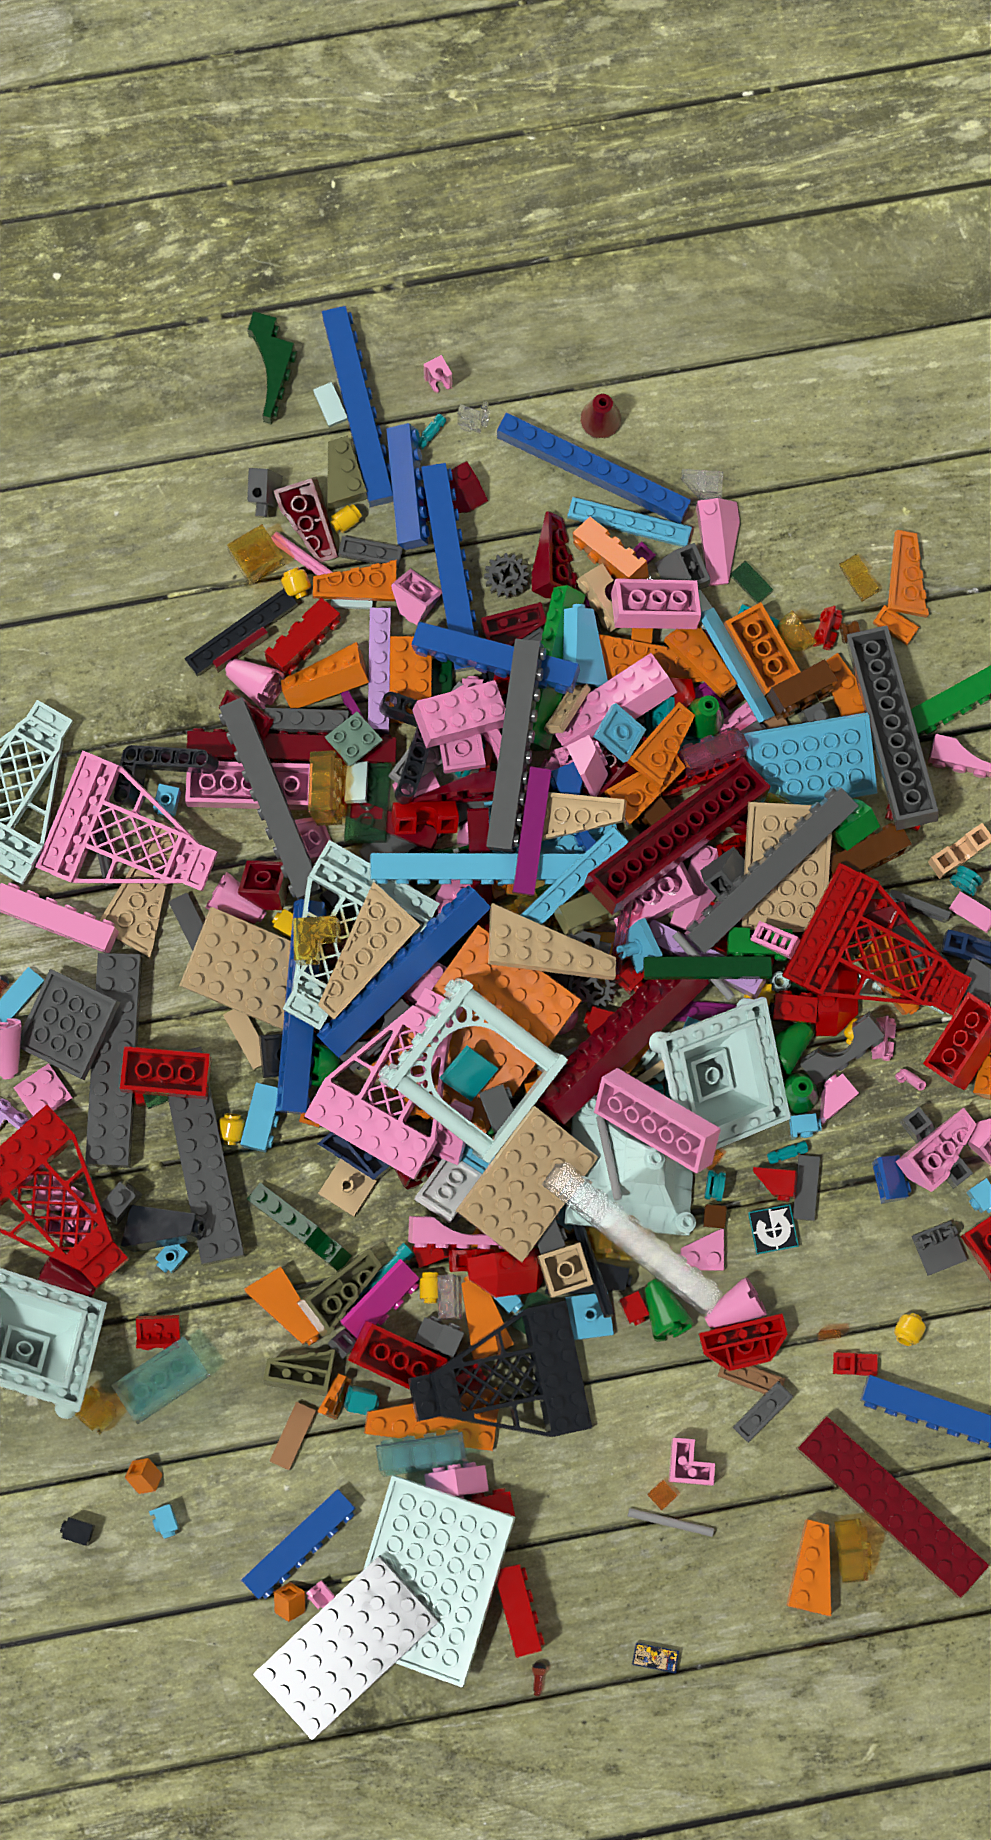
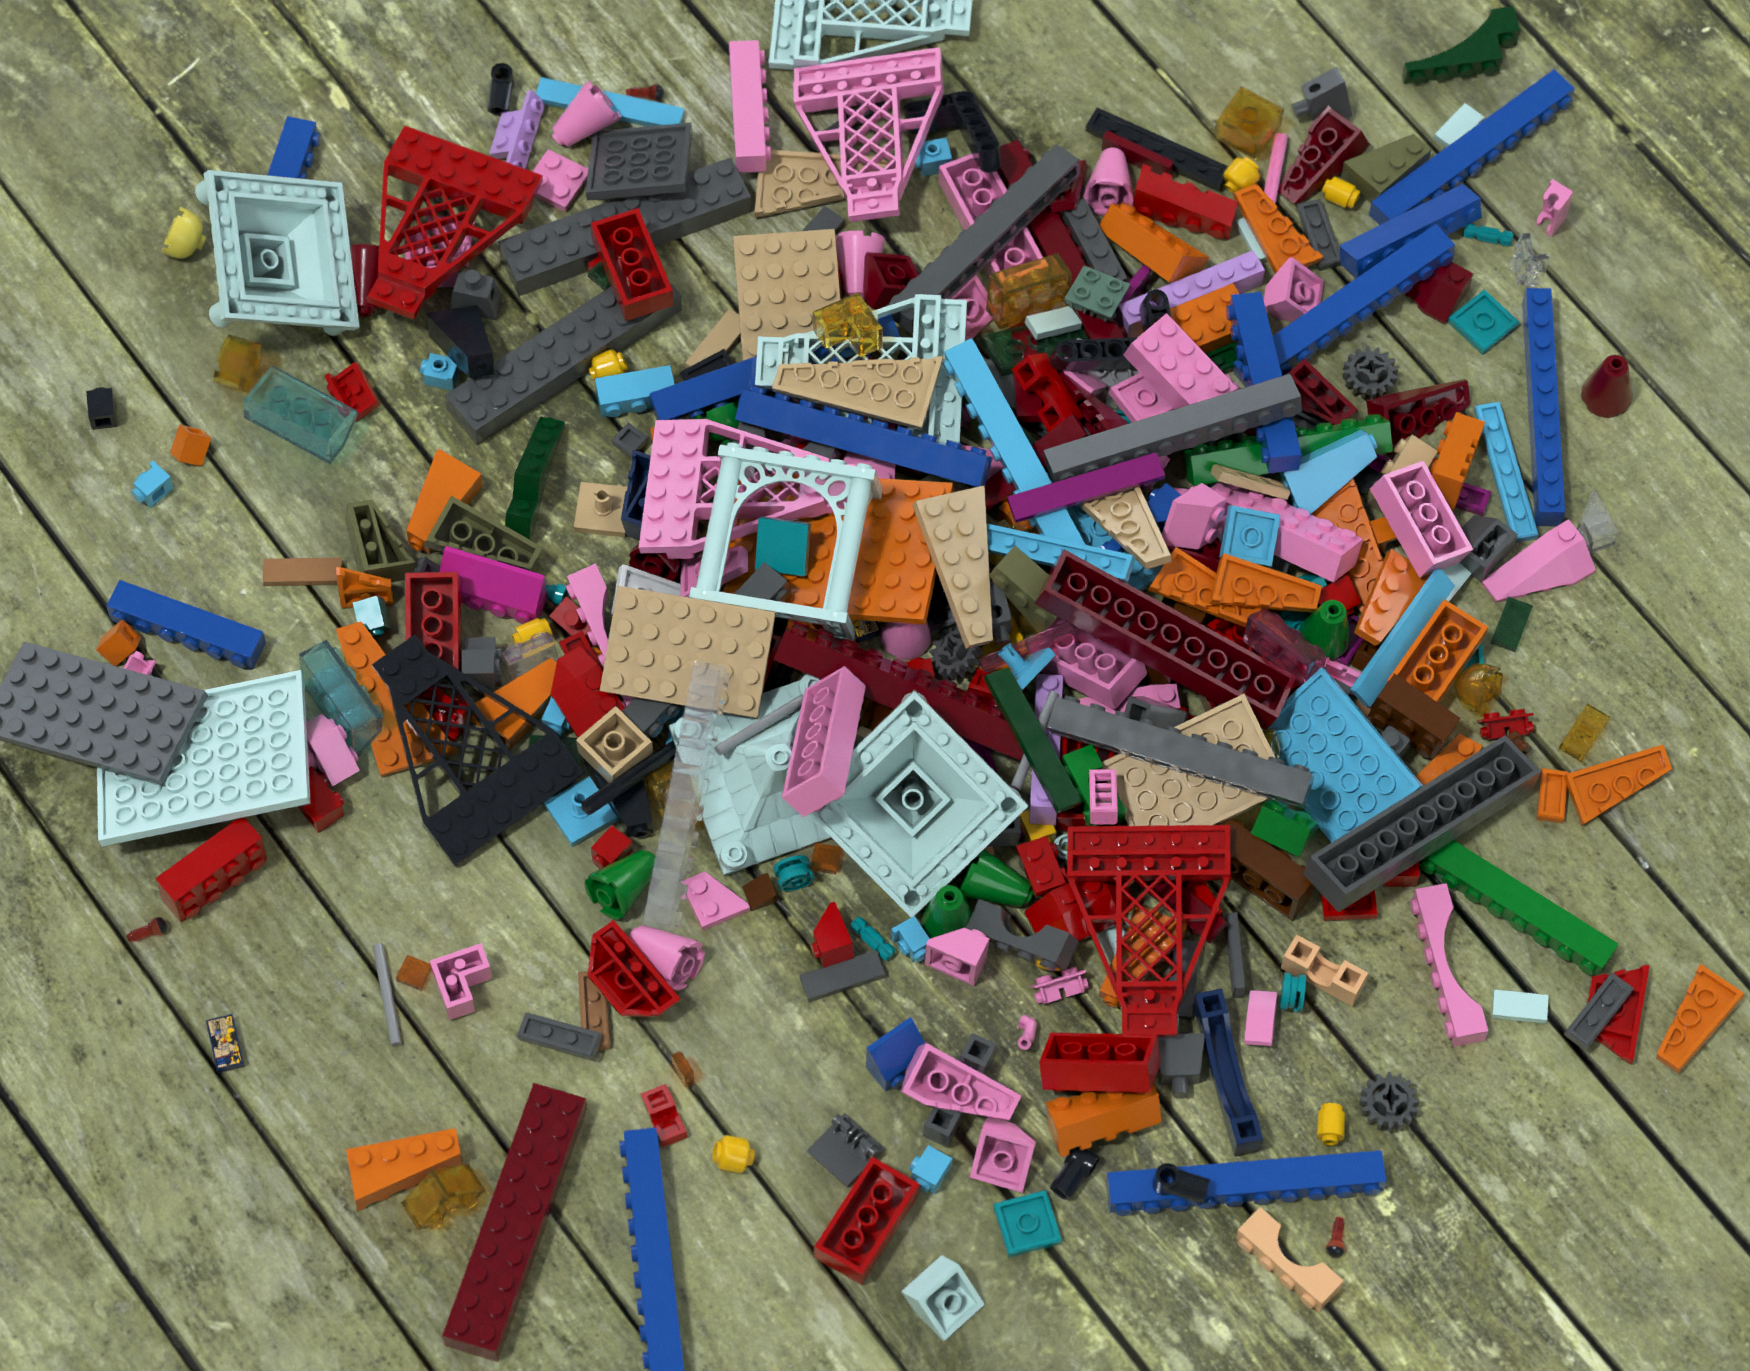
camera: 65 degrees right, 15 degrees down
(300, 1141) = (629, 439): none -> dark grey plate
(500, 473) = (1483, 322): none -> teal tile
(773, 1229) = (776, 961): tile -> none

